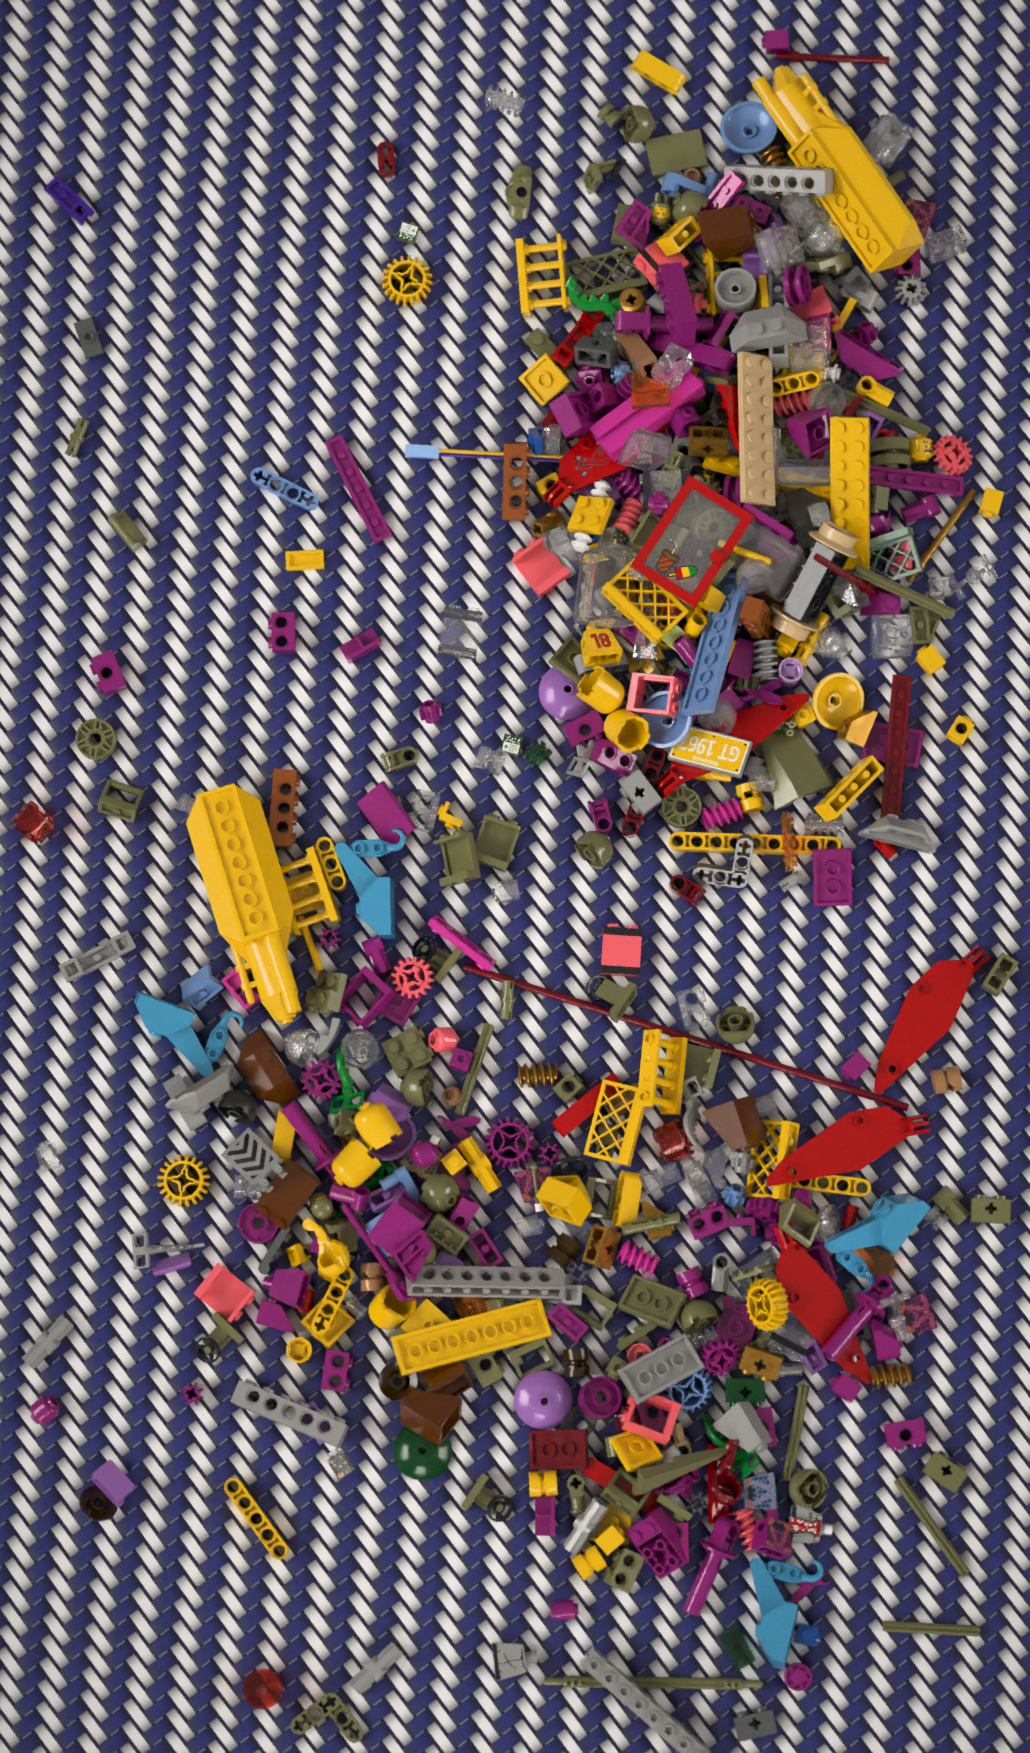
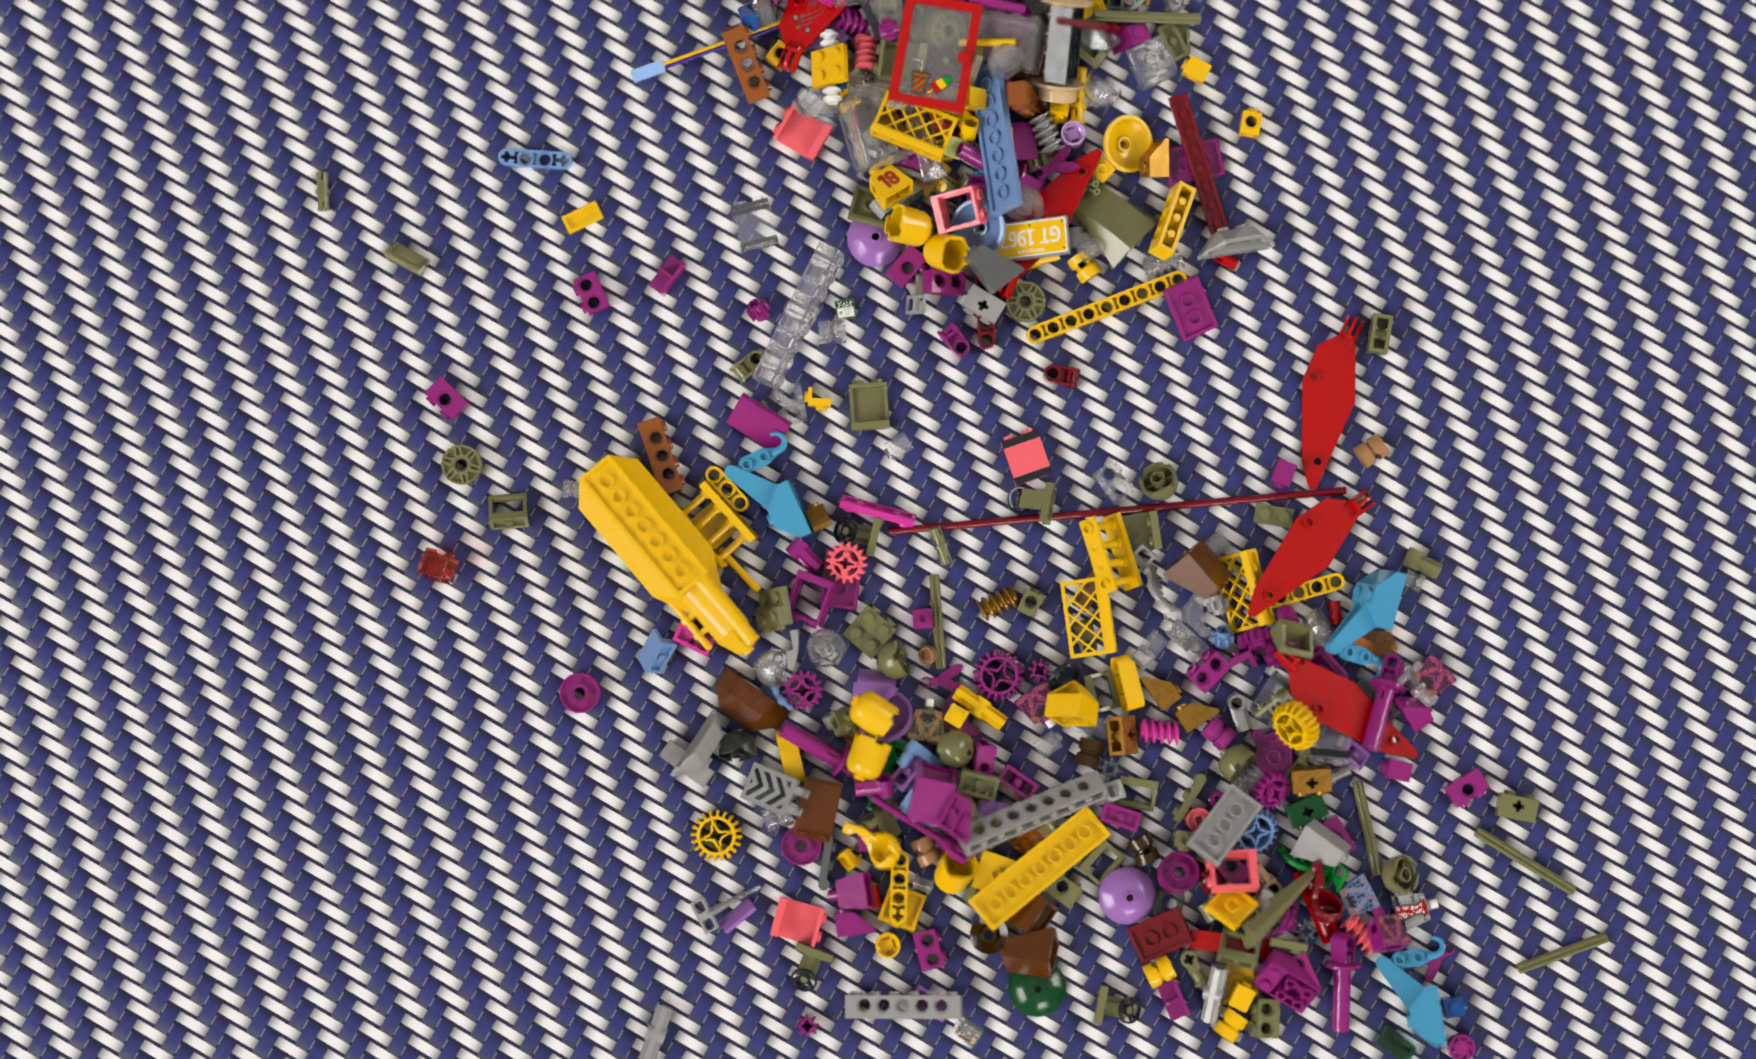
camera: 25 degrees left, 5 degrees up
(51, 1164) = (582, 874): clear brick -> none
(88, 338) = (293, 94): dark grey plate -> none
(97, 957) = (549, 664): light grey slope -> none
(108, 984) = (568, 696): none -> magenta wheel
(175, 1023) = (647, 695): dark azure slope -> none
(293, 1071) = (774, 693): none -> medium blue hand
(322, 1206) = (853, 806): olive piece -> none
(332, 942) = (758, 560): magenta gear -> none
(348, 1090) = (830, 688): green piece -> none
(358, 489) = (603, 130): magenta plate -> none
(404, 925) = (818, 516): none -> pearl gold slope
(424, 1154) = (926, 720): magenta head -> none
(443, 1039) = (898, 607): coral head -> none
(458, 857) = (842, 434): olive panel -> none
(465, 732) = (798, 316): none -> clear brick
(533, 1166) = (1029, 689): olive hinge -> none
(537, 754) = (870, 308): clear green wheel -> none
(550, 521) = (793, 89): pearl gold piece -> none
(584, 1107) = (1052, 614): red slope -> none
(595, 847) = (962, 372): olive cylinder -> none
(652, 1301) = (1188, 765): olive tile -> none
(659, 1221) = (1158, 696): olive pin -> none
(661, 760) = (991, 267): none -> dark grey slope
(673, 1141) = (1146, 612): clear red brick -> none
(676, 1256) = (1193, 715): none -> pearl gold slope
(721, 813) = (1064, 292): dark pink piece -> none
(735, 870) = (1100, 339): beam -> none
(788, 841) = (1138, 293): clear orange plate -> none
(791, 880) = (1153, 327): light grey pin -> none
(829, 1102) = (1273, 515): none -> olive plate
(891, 1375) = (1432, 740): pearl gold piece -> none
(1001, 1214) = (1470, 552): olive brick -> none

